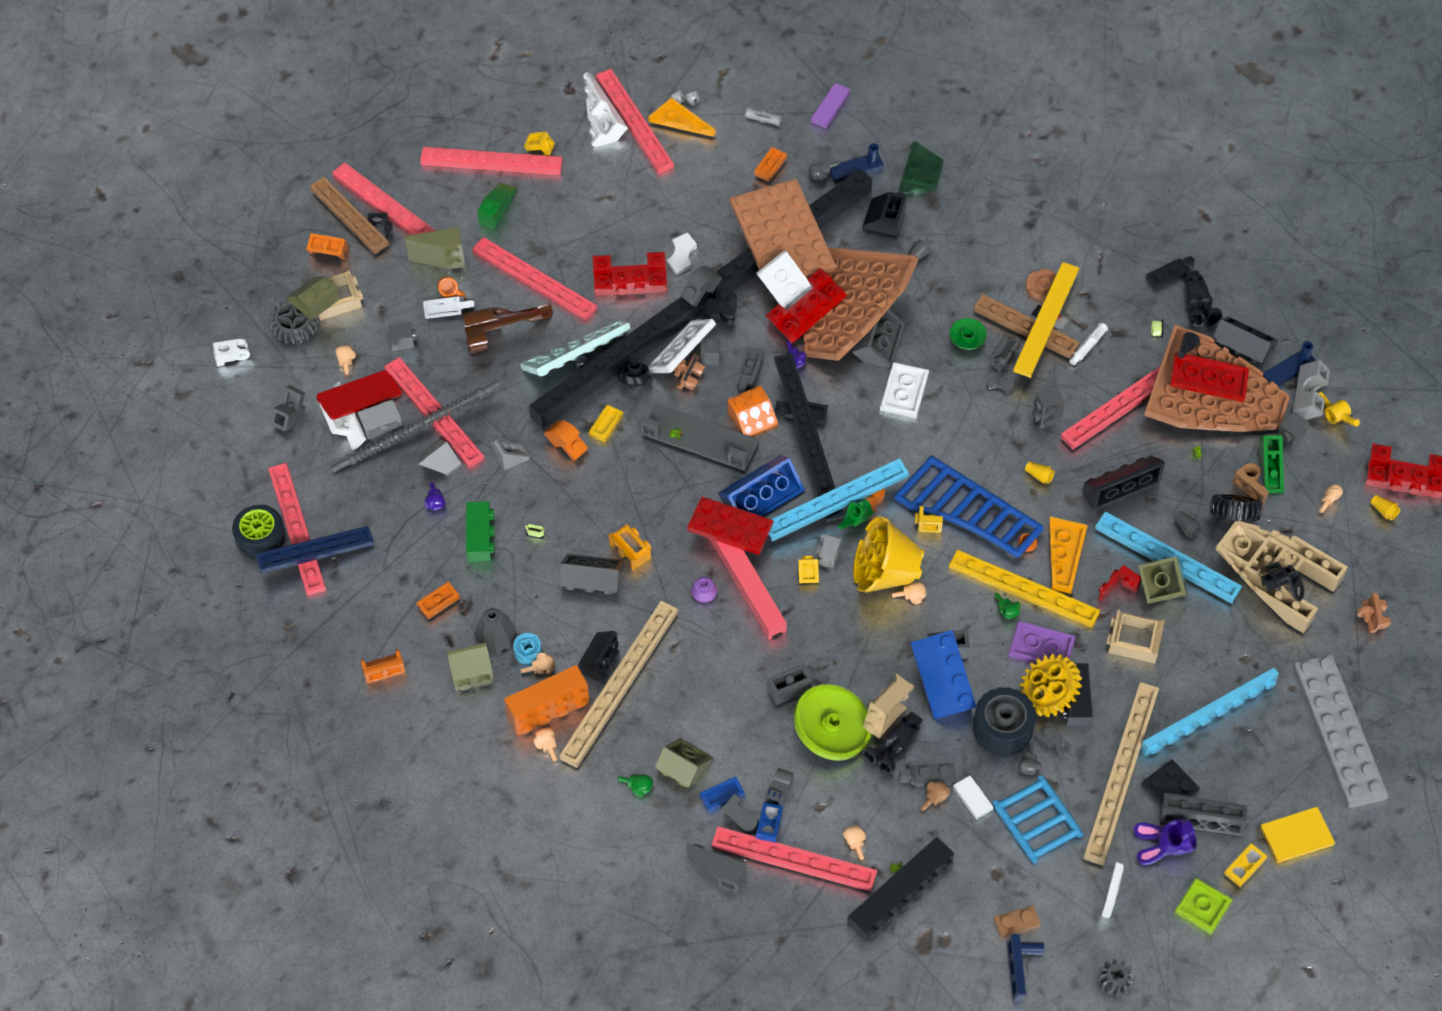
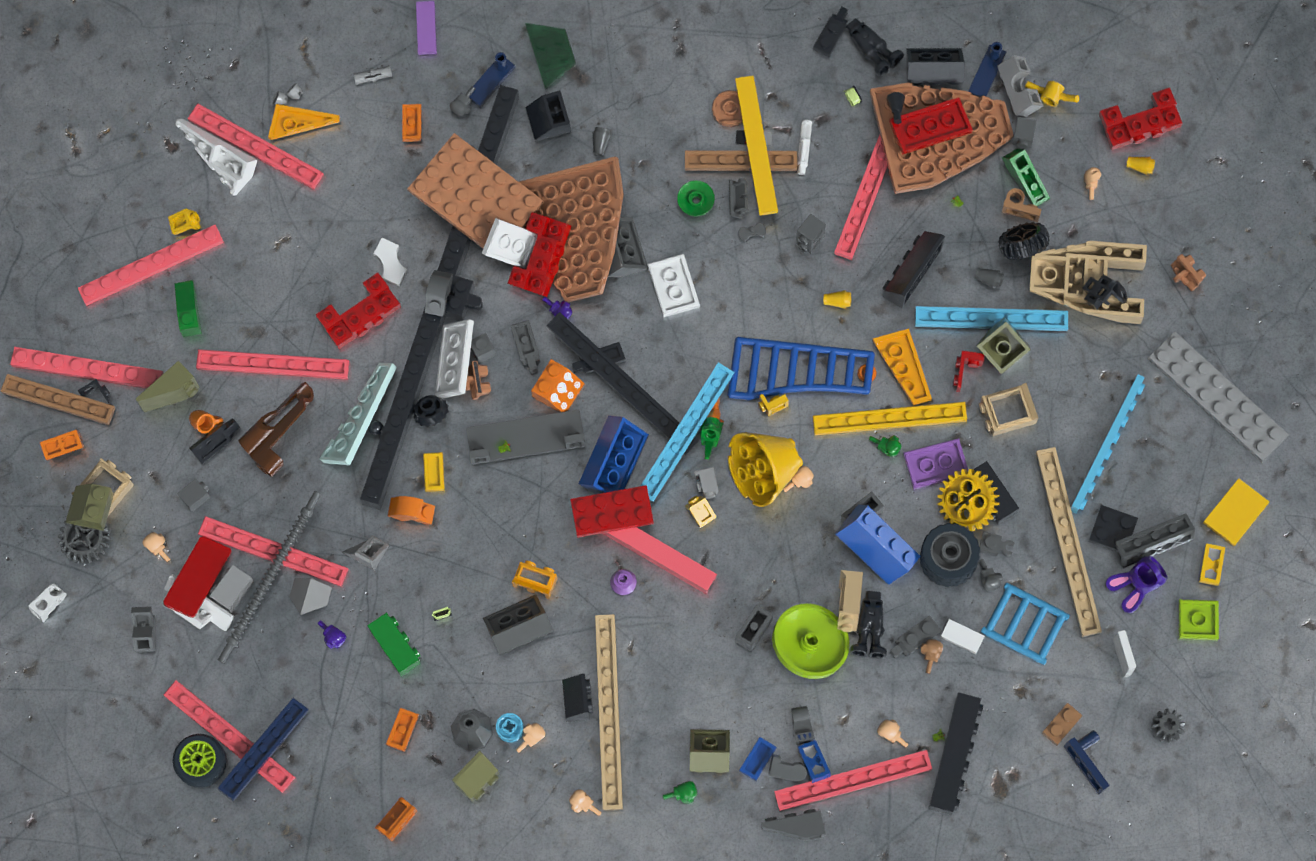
camera: 30 degrees left, 15 degrees up
(547, 700) = (561, 767): orange brick -> none

